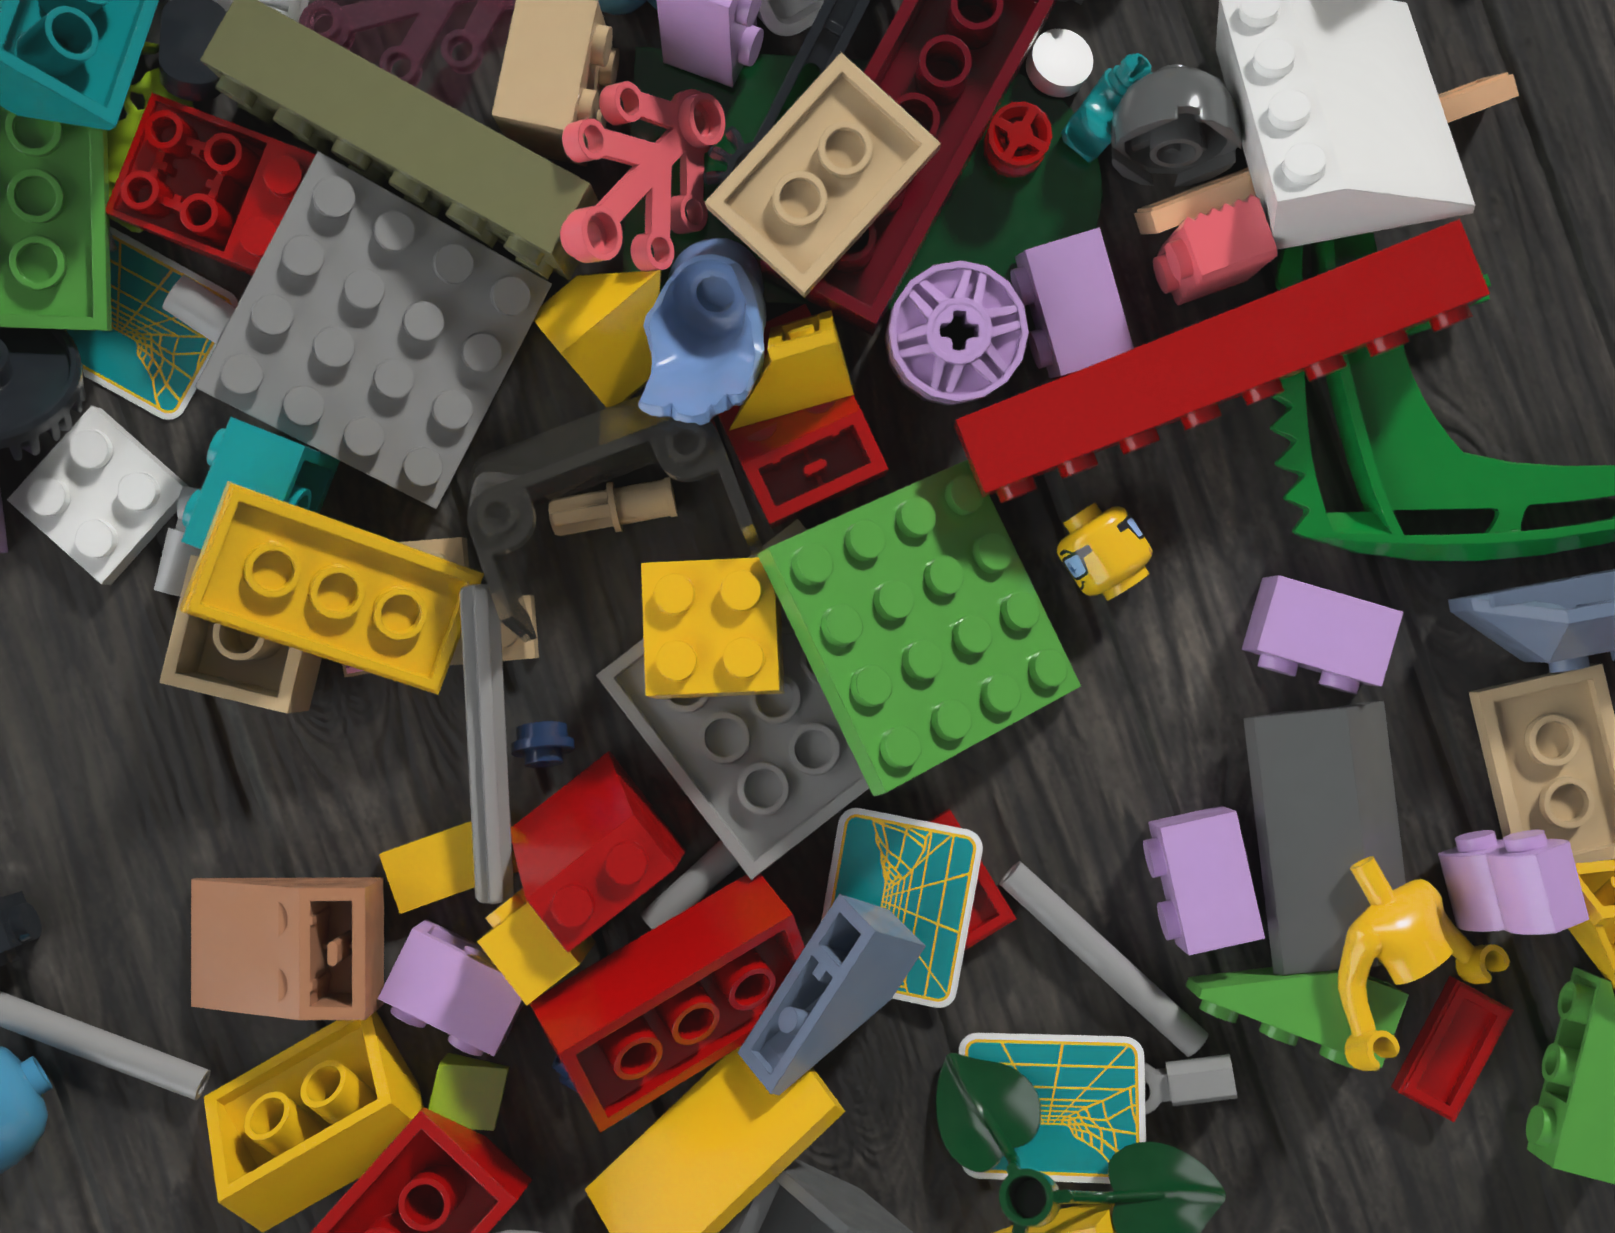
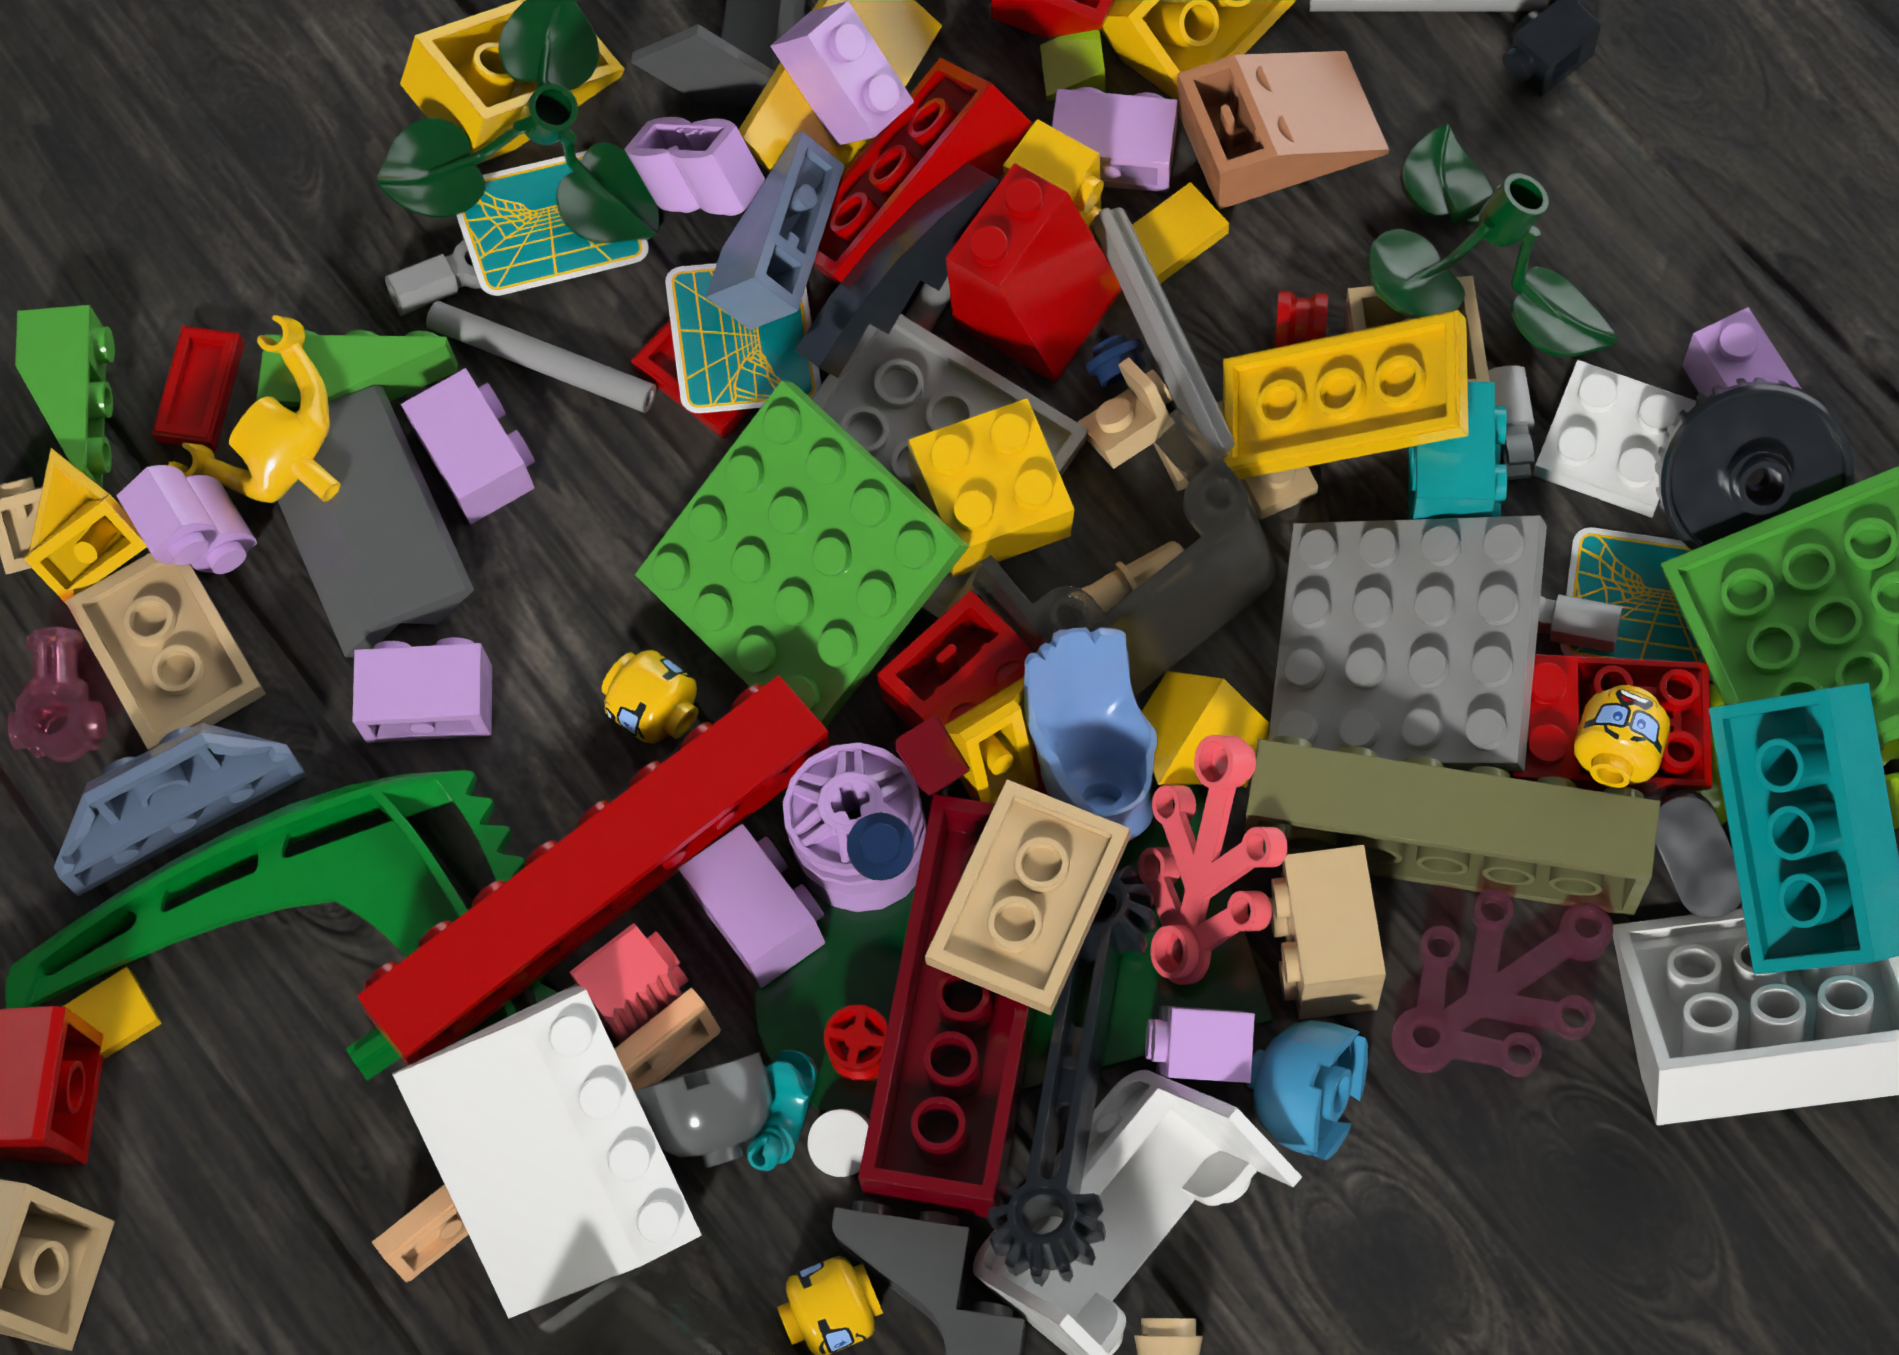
camera: 165 degrees right, 20 degrees down
(208, 134) = (1622, 736): none -> yellow head
(218, 700) = (1417, 284): none -> dark green plant
(348, 717) = (1300, 318): none -> red wheel
(552, 674) = (1130, 419): none -> tan bracket
(707, 905) = (894, 265): none -> black slope
(707, 1144) = (842, 73): none -> lavender brick
(870, 363) = (931, 755): none -> dark red slope
(889, 1102) = (695, 165): none -> lavender brick
(947, 264) = (880, 846): none -> dark blue plate

